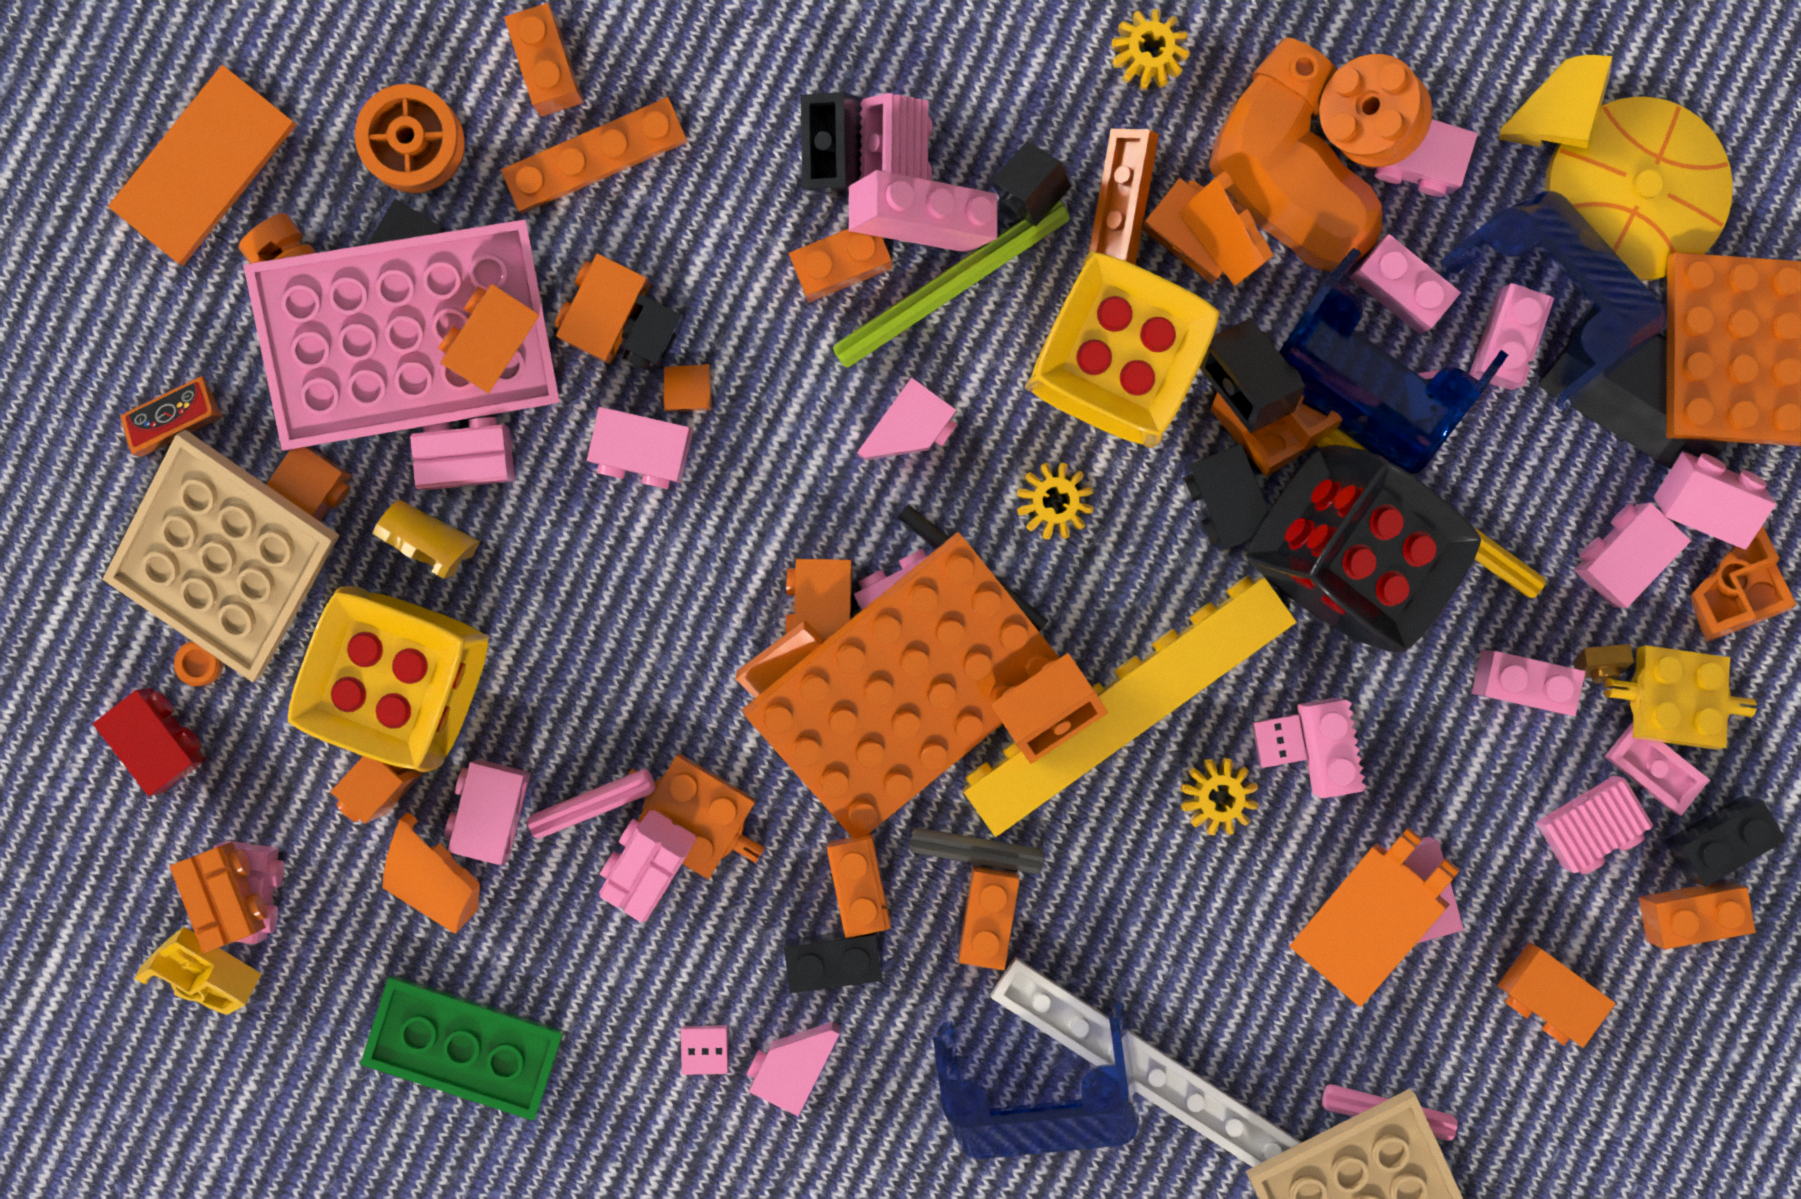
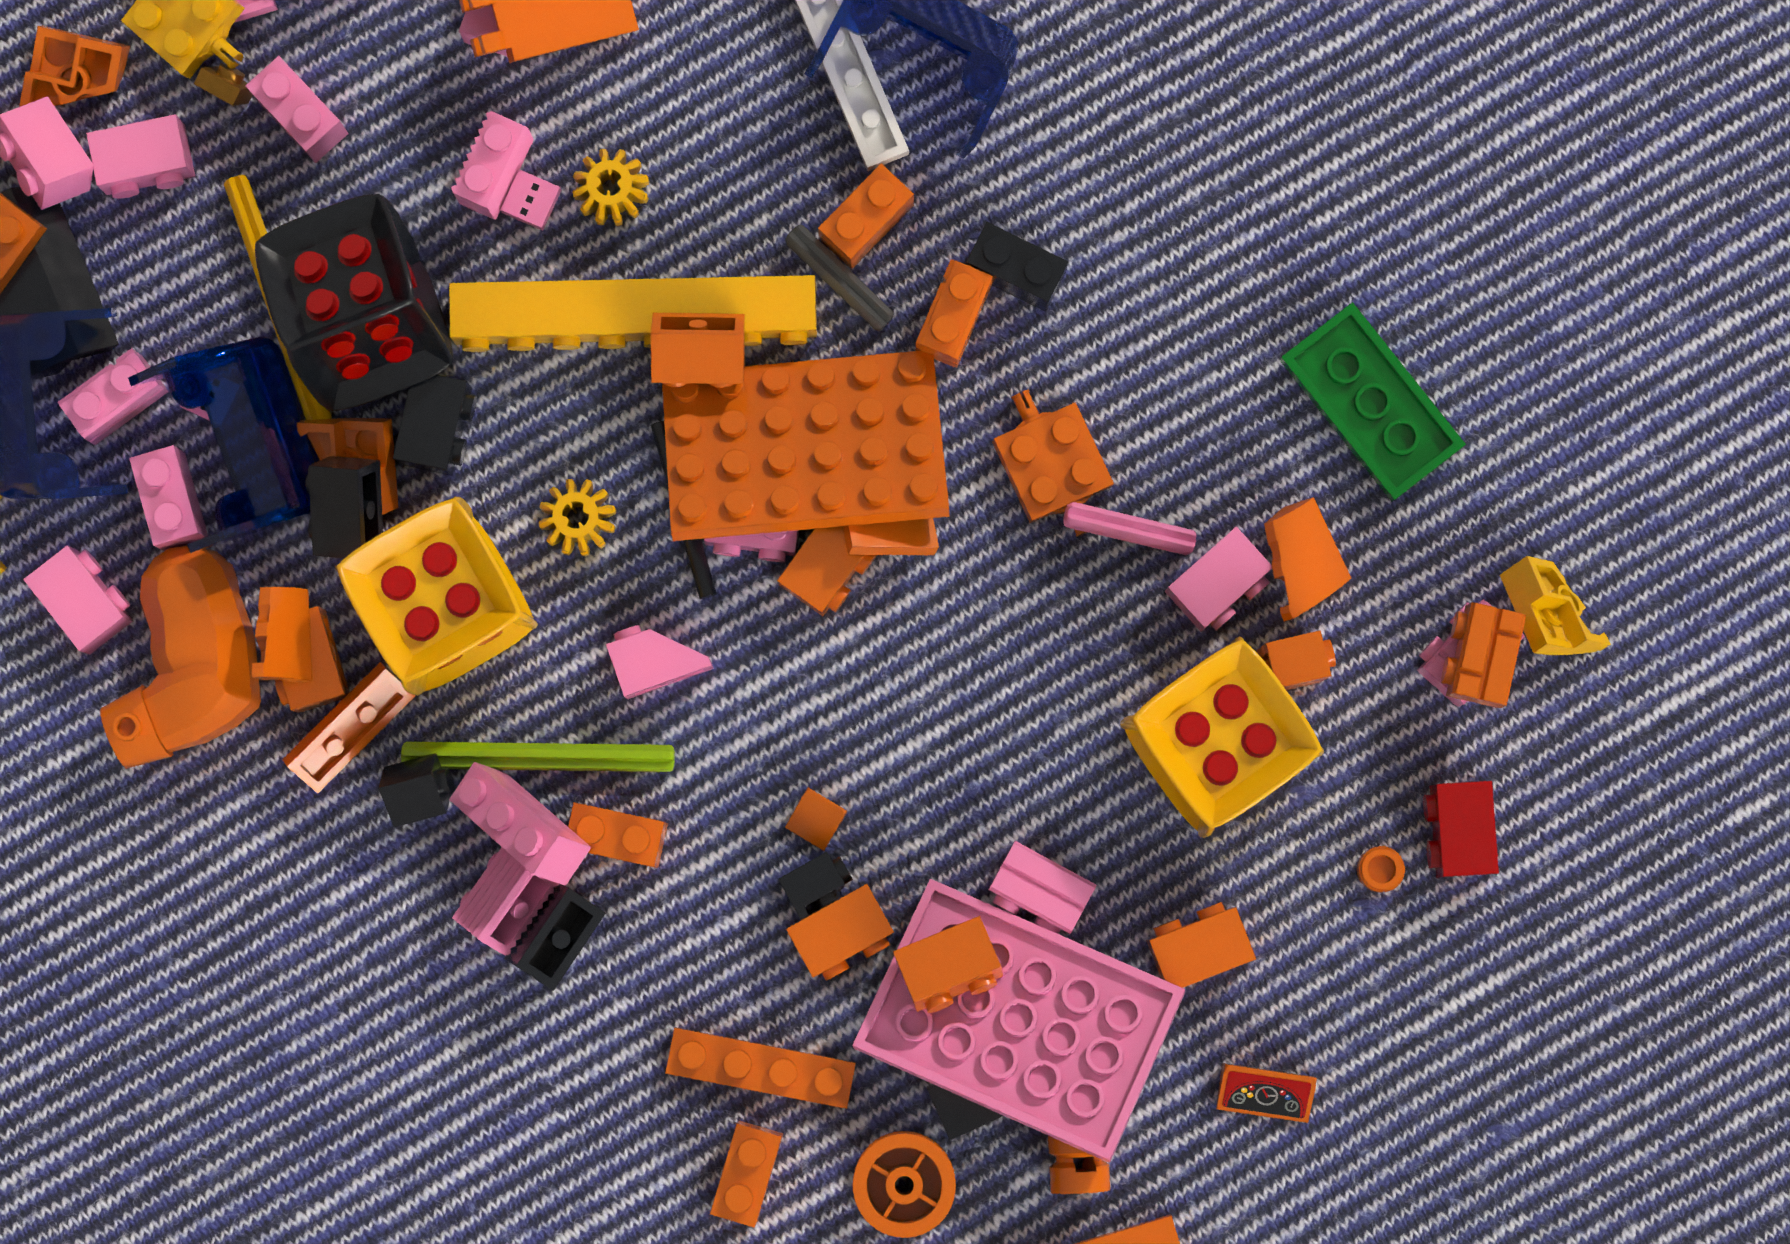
camera: 145 degrees left, 5 degrees down
(220, 556) = (1298, 939): tan plate -> none
(425, 538) = (1118, 840): yellow slope -> none
(639, 446) = (888, 795): bright pink brick -> none
(646, 865) = (1116, 445): bright pink brick -> none
(704, 1049) = (1174, 266): bright pink tile -> none
(792, 1066) = (1109, 203): bright pink slope -> none
(1156, 35) = (252, 825): yellow gear -> none
(1375, 110) = (100, 676): orange wheel -> none

